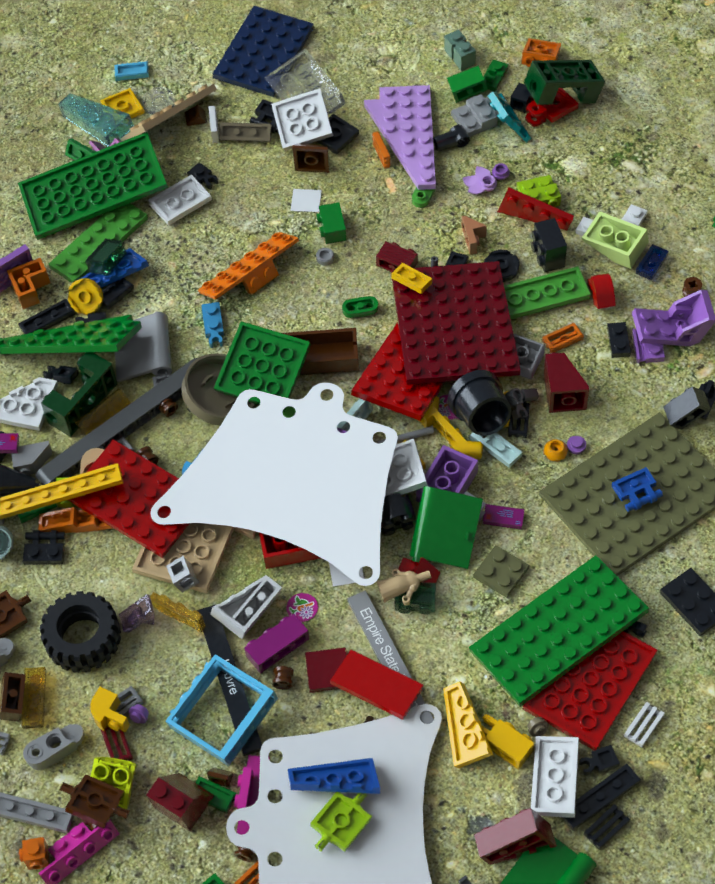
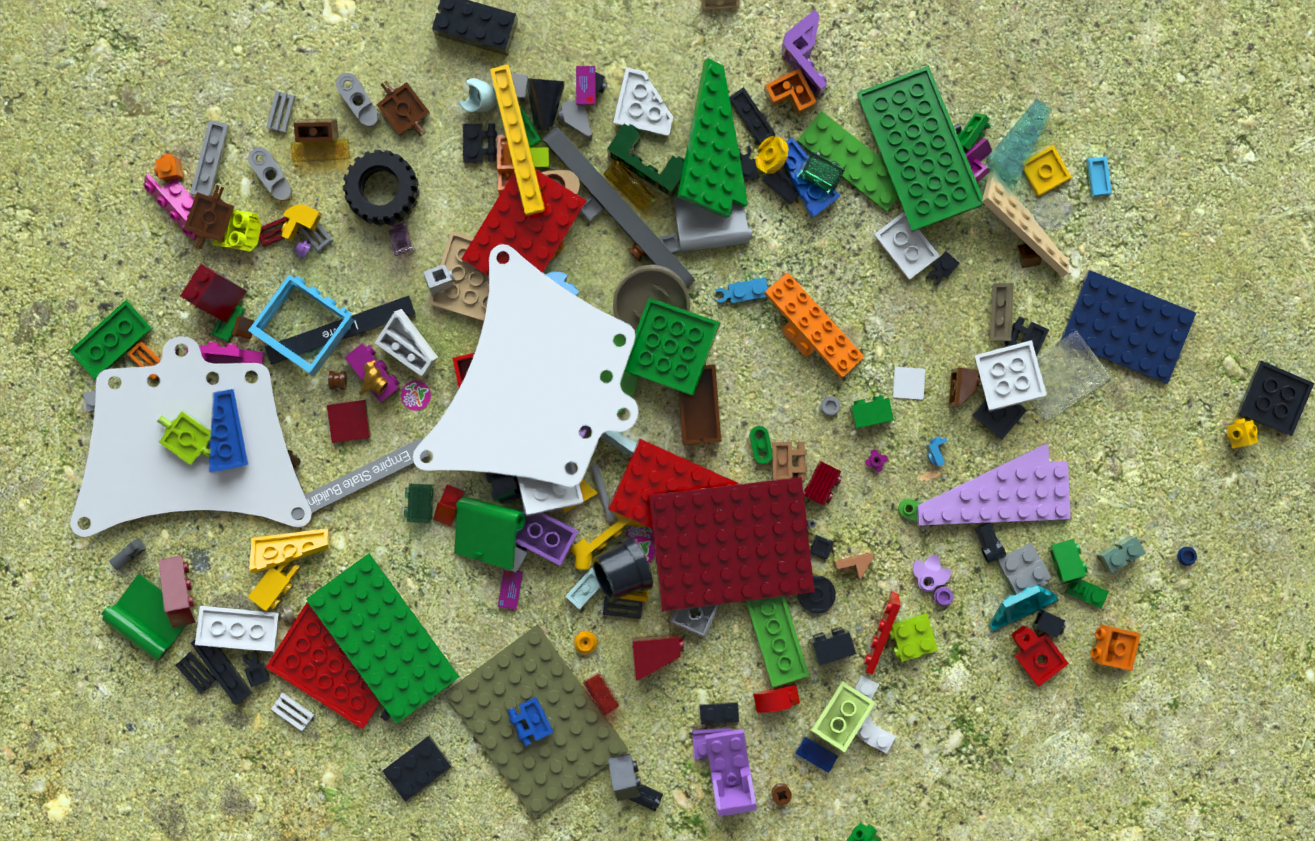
camera: 85 degrees right, 30 degrees up
(62, 374) = (677, 140): black plate -> none
(147, 453) = (576, 235): reddish brown wheel -> none
(178, 611) = (403, 278): clear yellow plate -> none
(213, 124) = (1013, 276): white tile -> none
(283, 631) = (373, 379): none -> pearl gold animal
(369, 177) = (934, 455): none -> dark azure bracket
(375, 285) = (782, 460): none -> medium nougat plate
(376, 225) = (871, 460): none -> magenta plate
(376, 684) = (327, 467): red tile -> none
(381, 149) = (974, 464): orange tile -> none
(401, 583) = (420, 485): tan piece -> none
(411, 278) = (780, 499): yellow plate -> none
(461, 10) = (1186, 556): none -> dark blue plate
(501, 571) = (450, 585): olive plate -> none
(517, 397) = (637, 604): dark grey bar -> none
(548, 76) = (1057, 655): dark green plate -> none
(564, 340) = (714, 640): orange tile -> none
(576, 444) = (591, 663): medium lavender plate -> none
(605, 432) = (601, 693): none -> clear red brick

